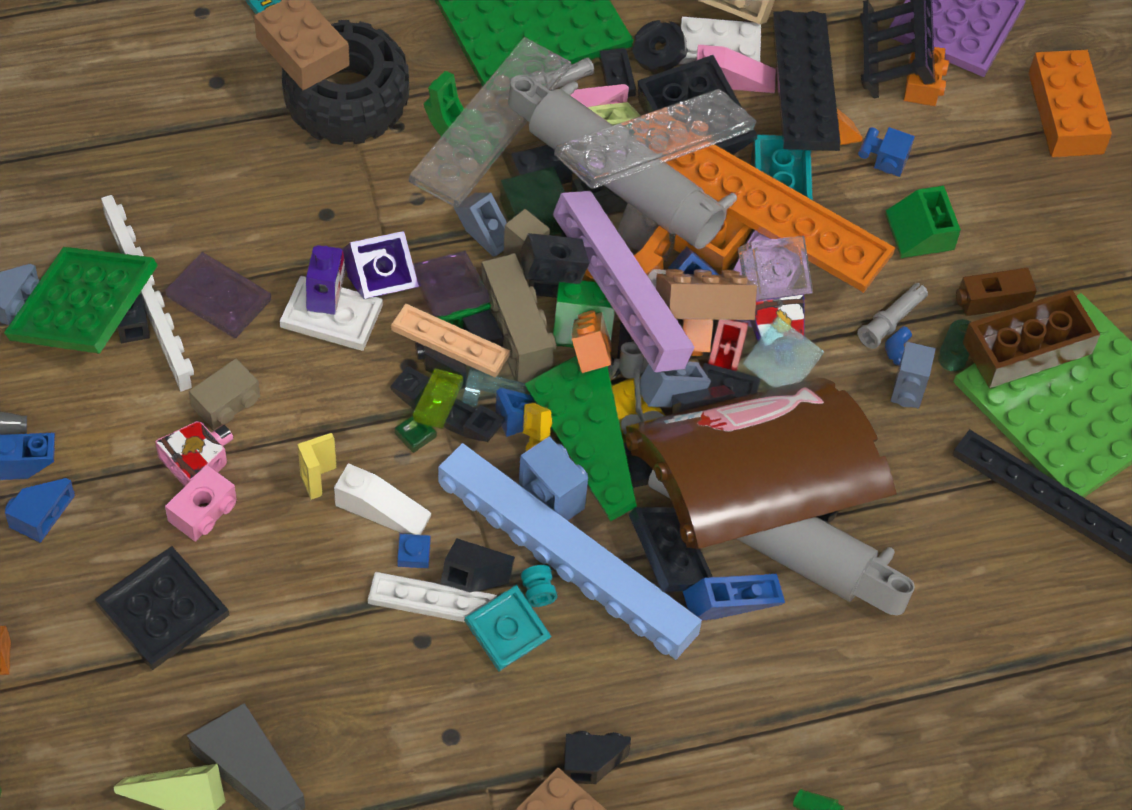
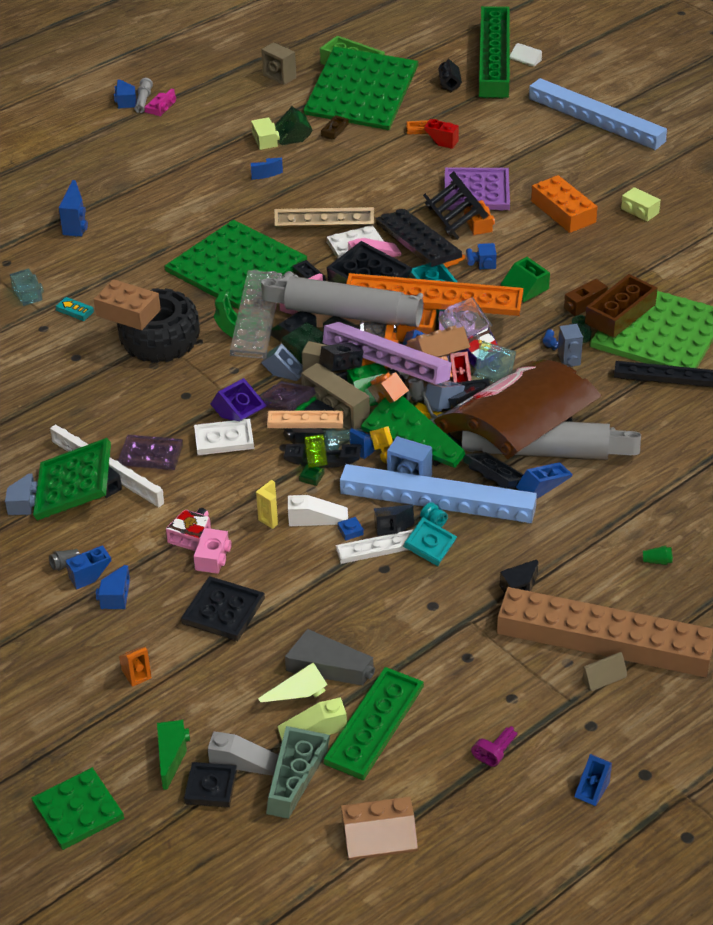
camera: 20 degrees left, 15 degrees down
(224, 394) = (188, 494): dark tan brick -> none
(326, 269) = (212, 406): dark purple torso -> none
(654, 138) = (362, 278): clear plate -> none
(666, 58) = (318, 246): black plate -> none
(885, 321) = (536, 331): light grey pin -> none

